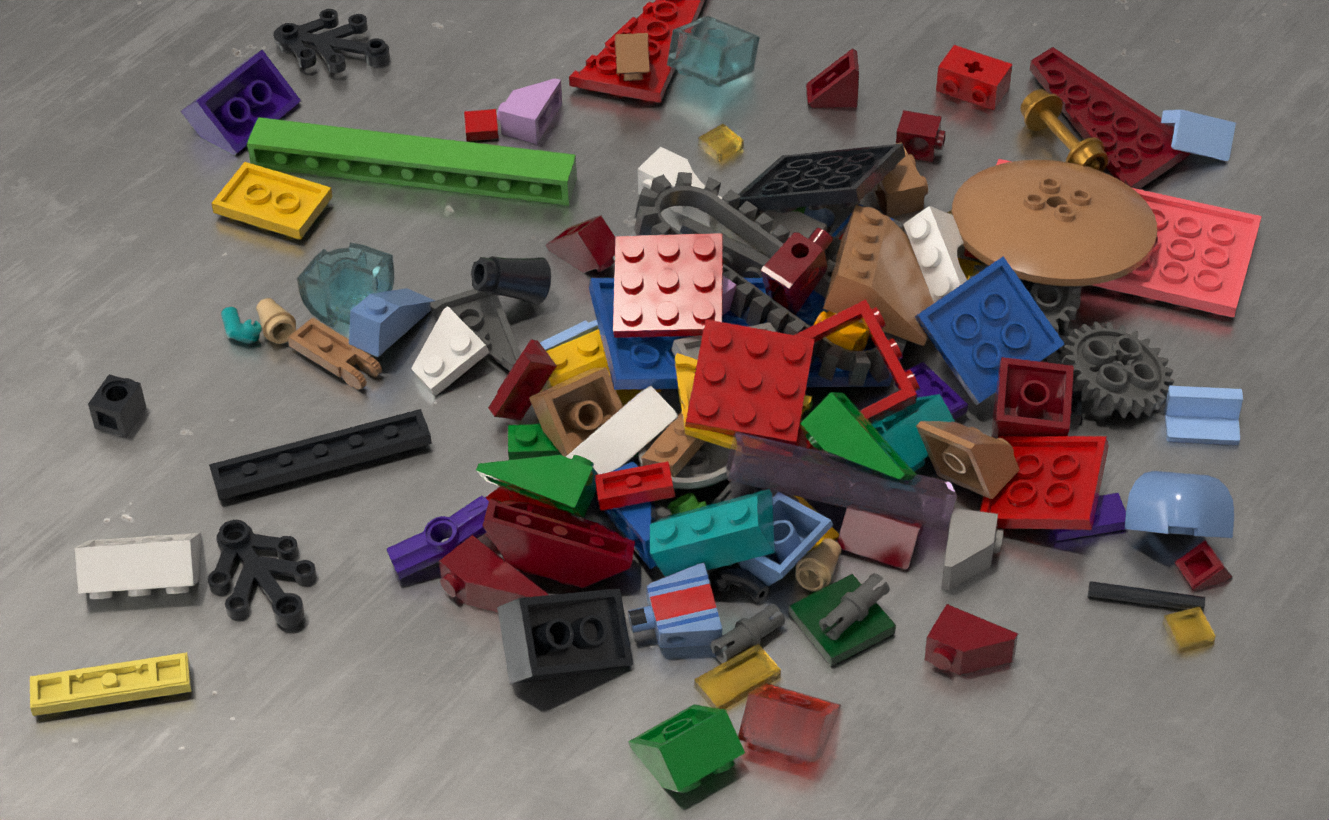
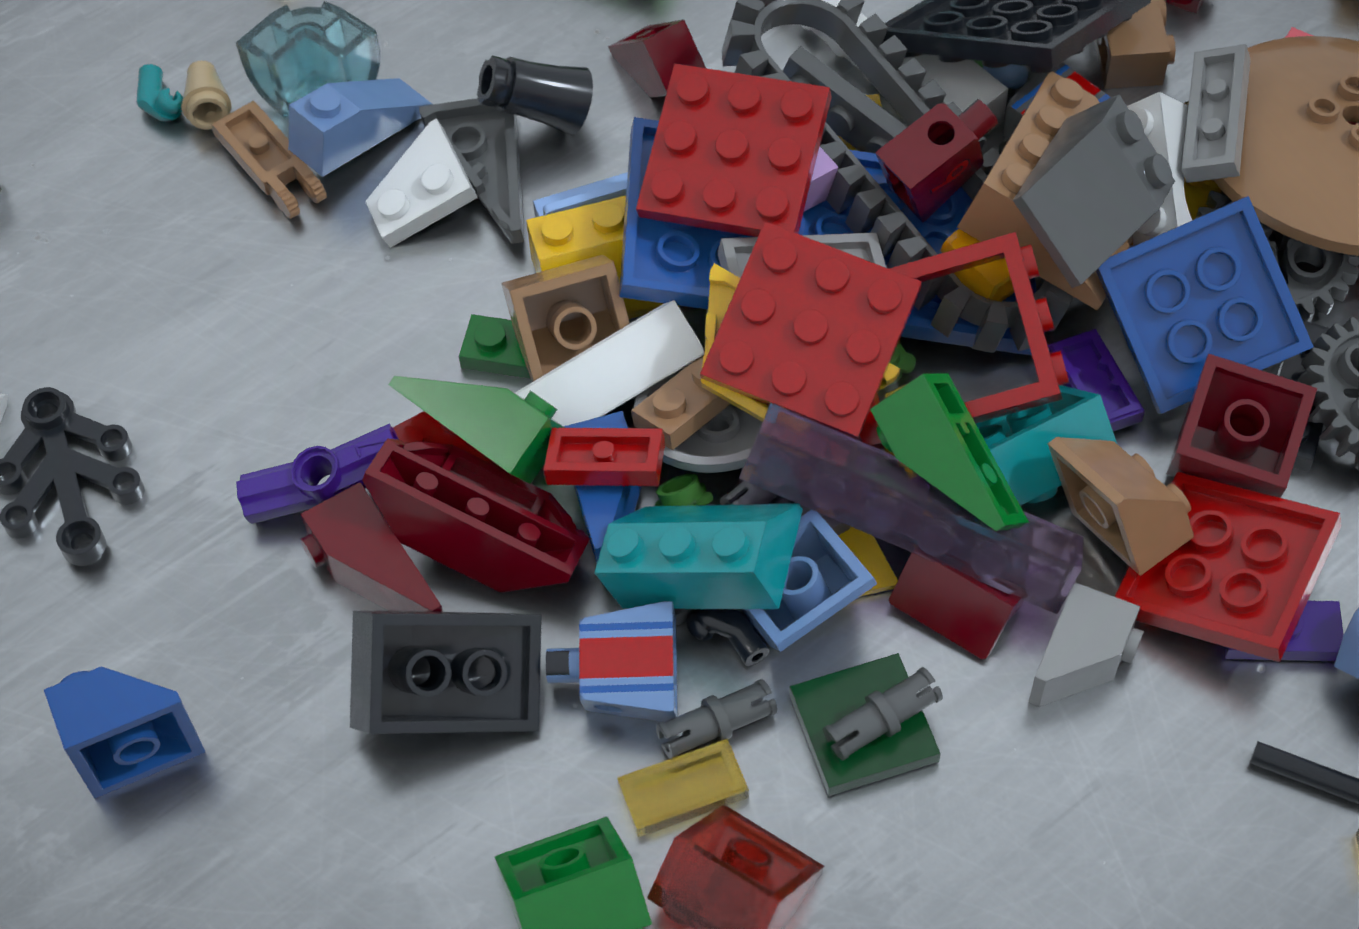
camera: 15 degrees right, 10 degrees up
(320, 454) = (201, 308): black plate -> none
(363, 707) = (120, 727): none -> blue slope
(522, 382) = (503, 255): dark red panel -> none
(818, 566) = (852, 629): tan cone -> none
(906, 267) = (1094, 188): none -> dark grey slope
(968, 214) = (1216, 114): none -> light grey plate
(968, 642) = (1040, 808): dark red slope -> none

